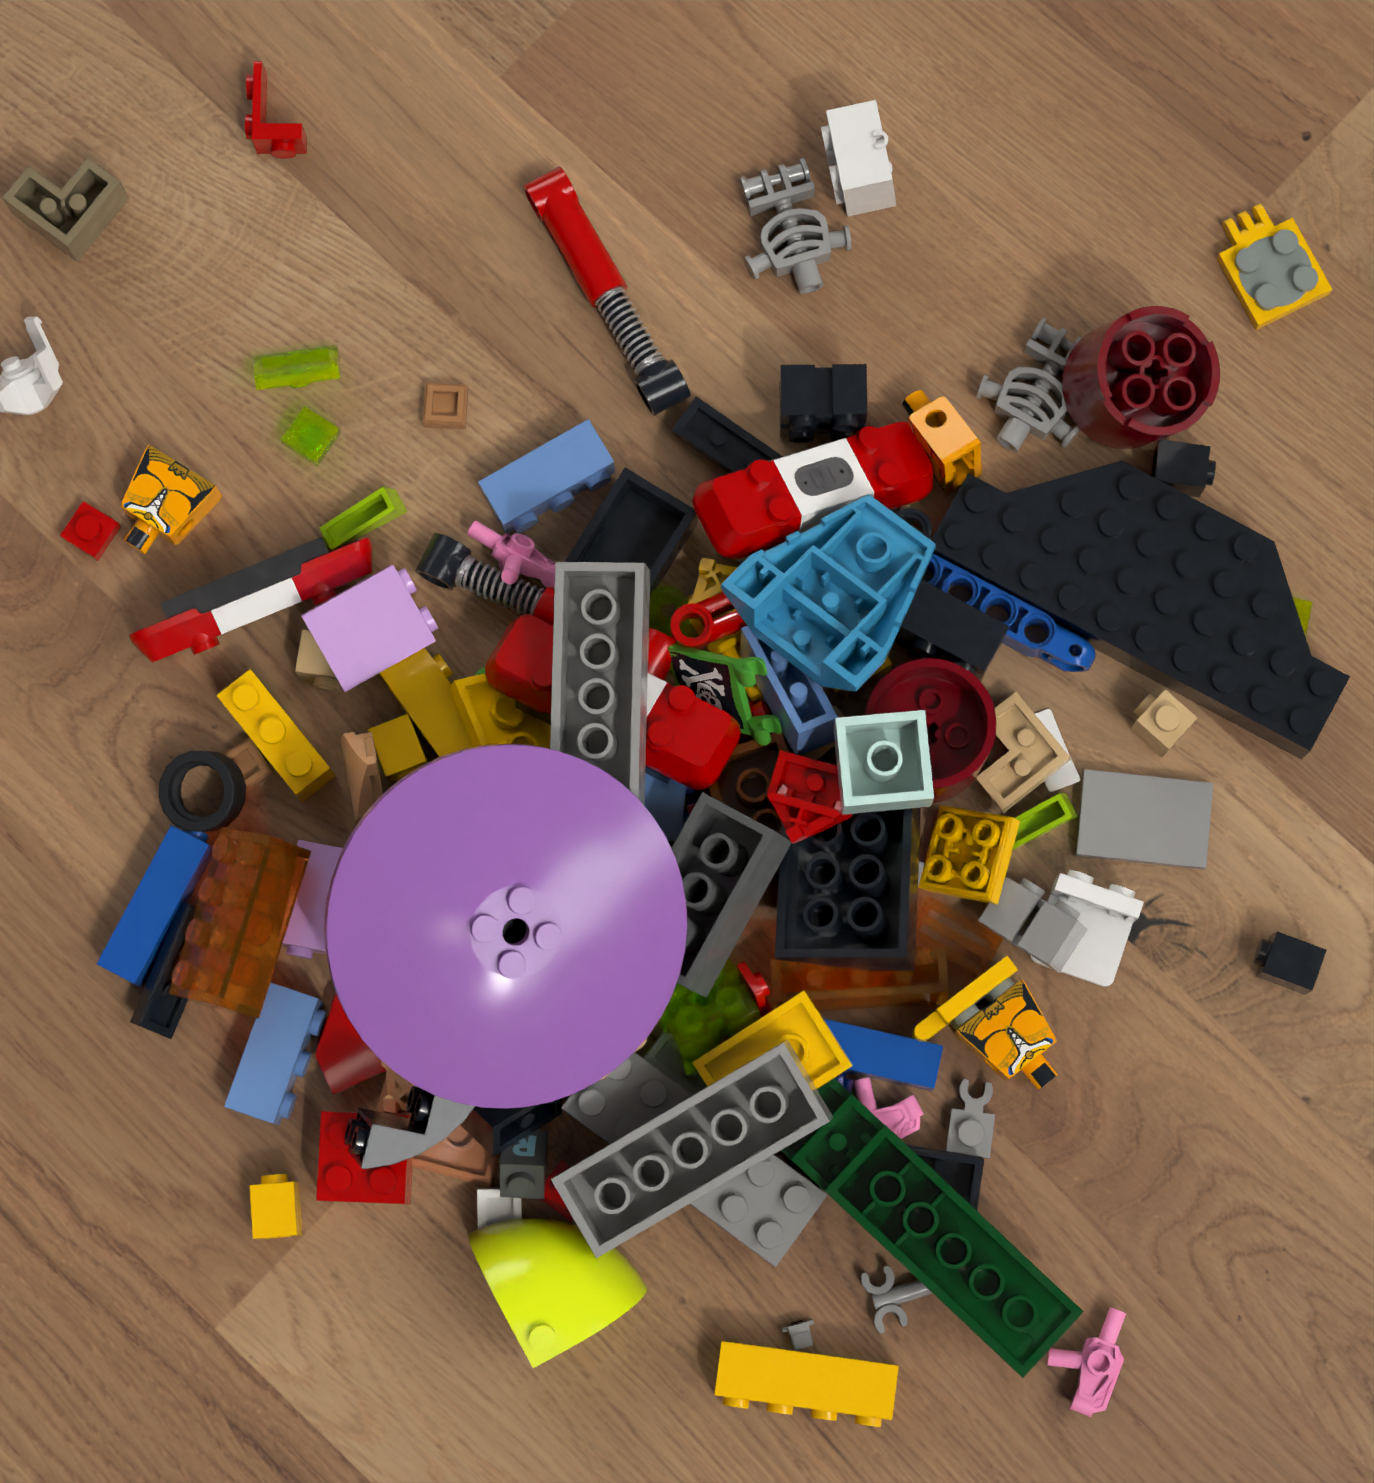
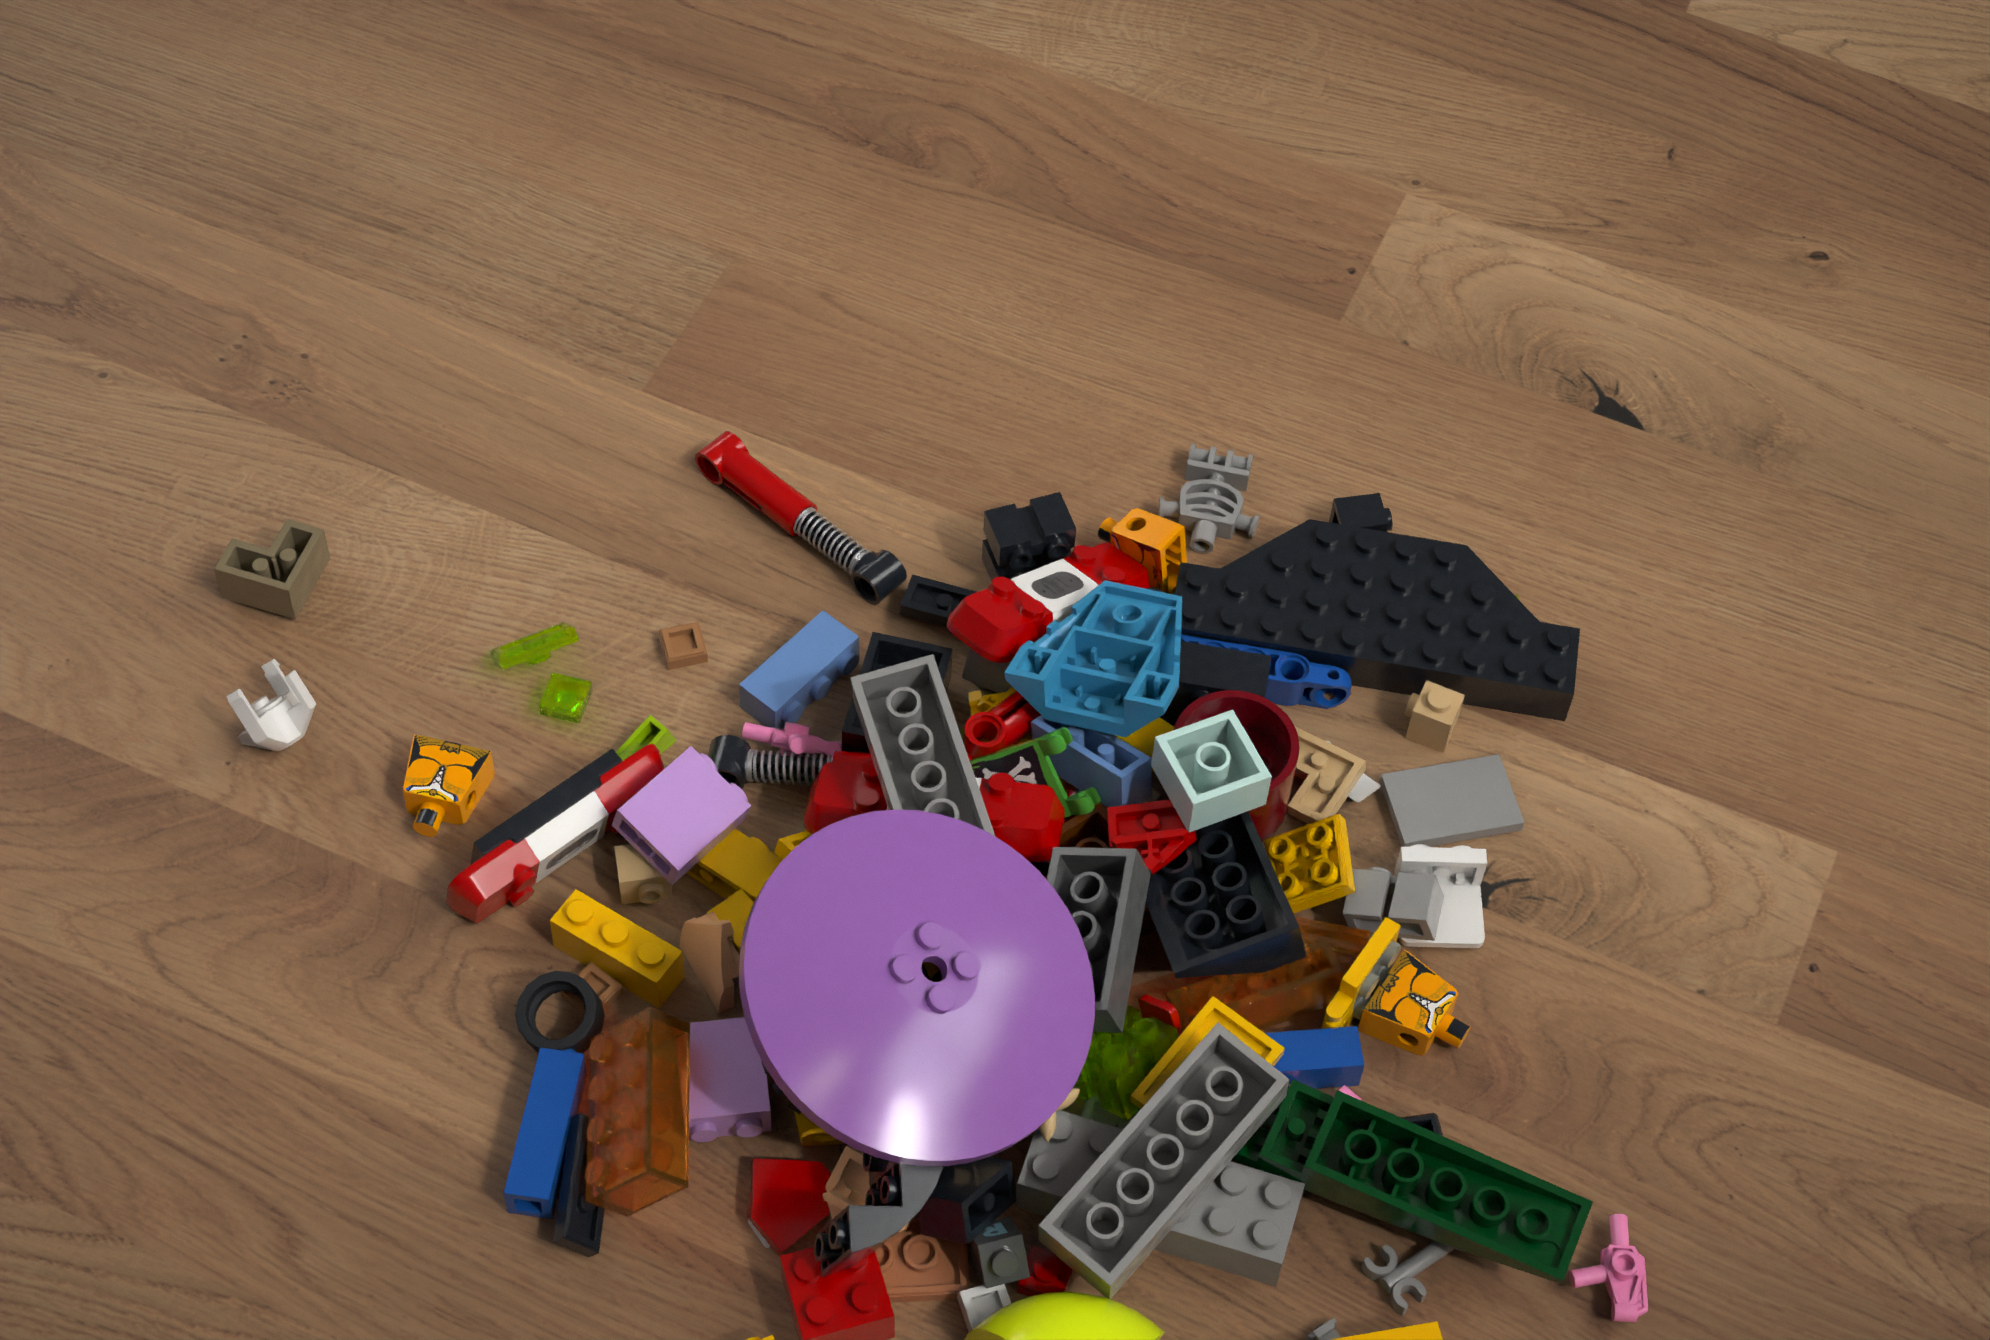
camera: 25 degrees left, 25 degrees down
(90, 531) = (375, 832): red plate -> none
(276, 1055) = (712, 1233): medium blue brick -> none
(277, 139) = (451, 475): red bracket -> none
(807, 243) = (956, 437): light grey piece -> none
(858, 148) = (988, 359): white brick -> none
(971, 1129) = (1406, 1095): light grey plate -> none
(1044, 818) = (1365, 822): lime piece -> none
(1115, 399) = (1298, 450): dark red brick -> none
(1270, 267) = (1366, 365): piece -> none
(1289, 962) = (1634, 876): black brick -> none

